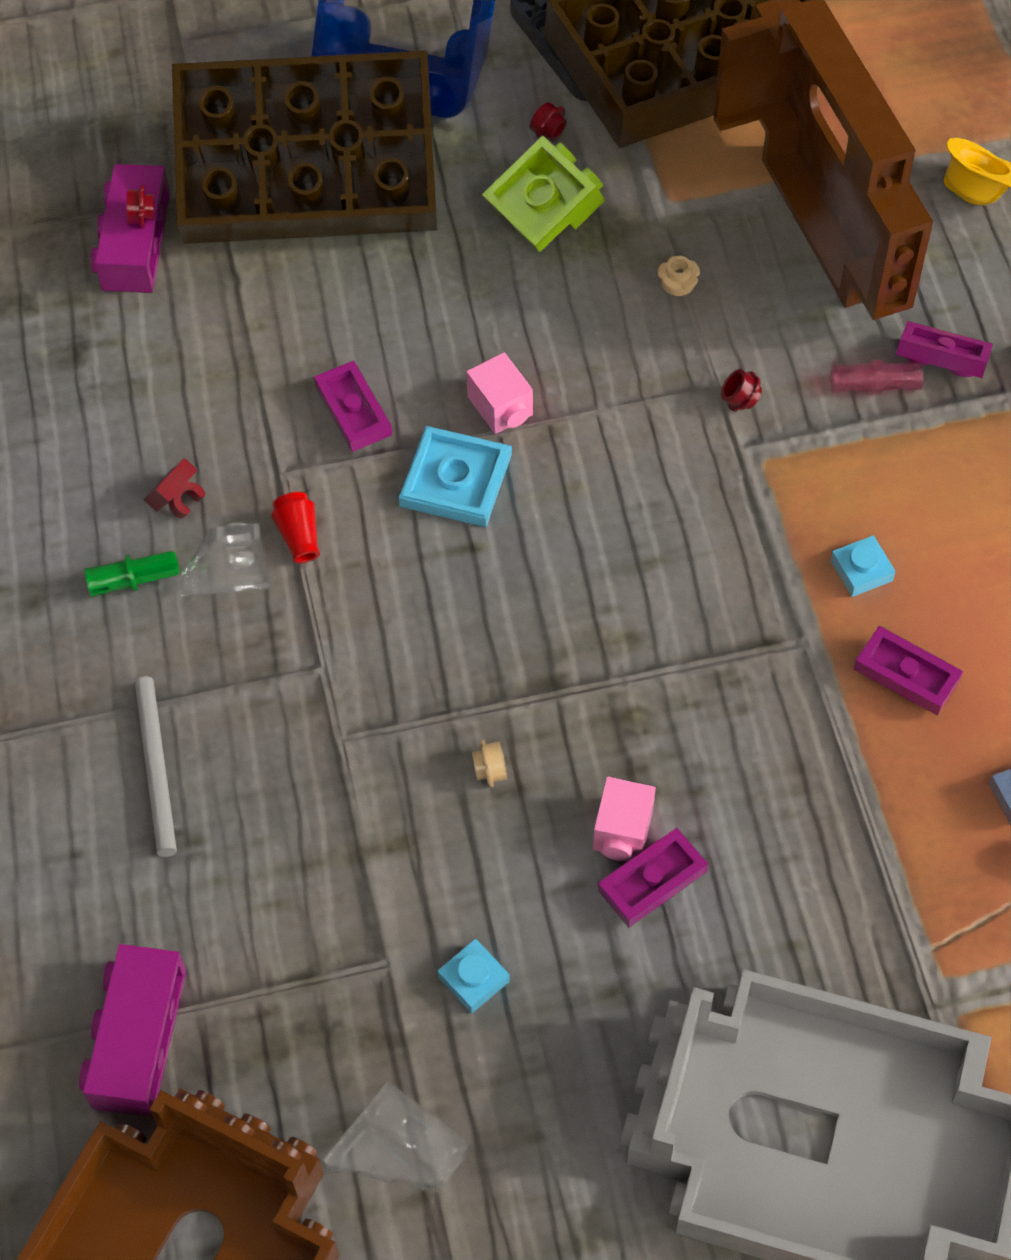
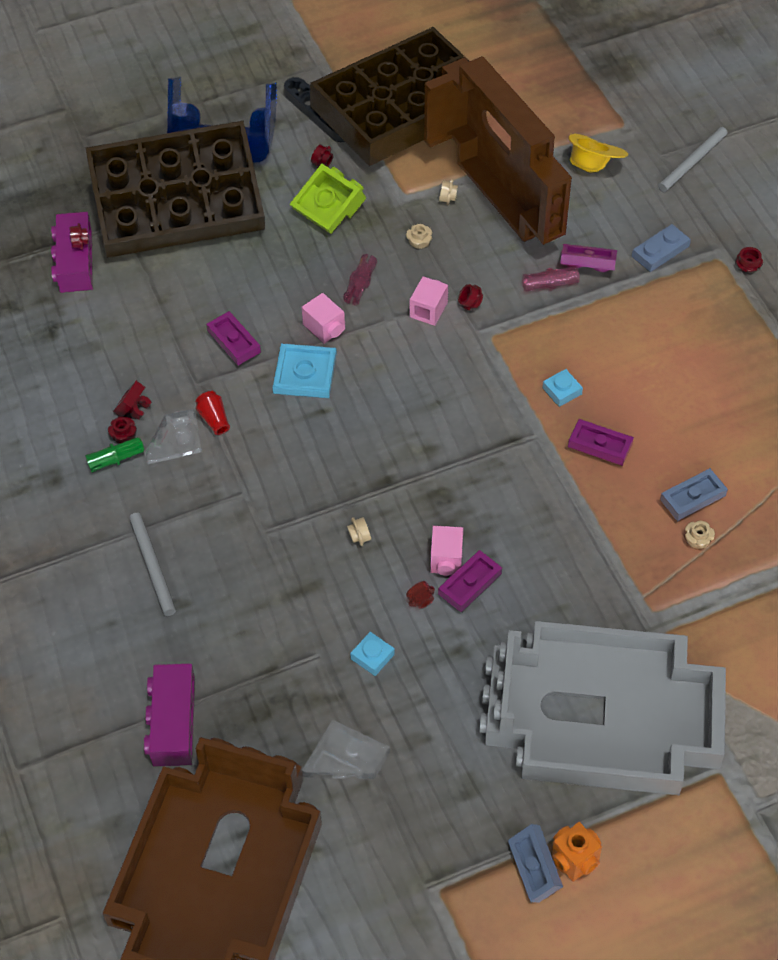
camera: 10 degrees left, 5 degrees down
(154, 542) = (125, 434): none -> dark red plate
(568, 888) = (420, 595): none -> clear red plate
(570, 335) = (360, 279): none -> clear pink pin
(672, 387) = (428, 300): none -> bright pink brick
(737, 207) = (448, 192): none -> tan plate

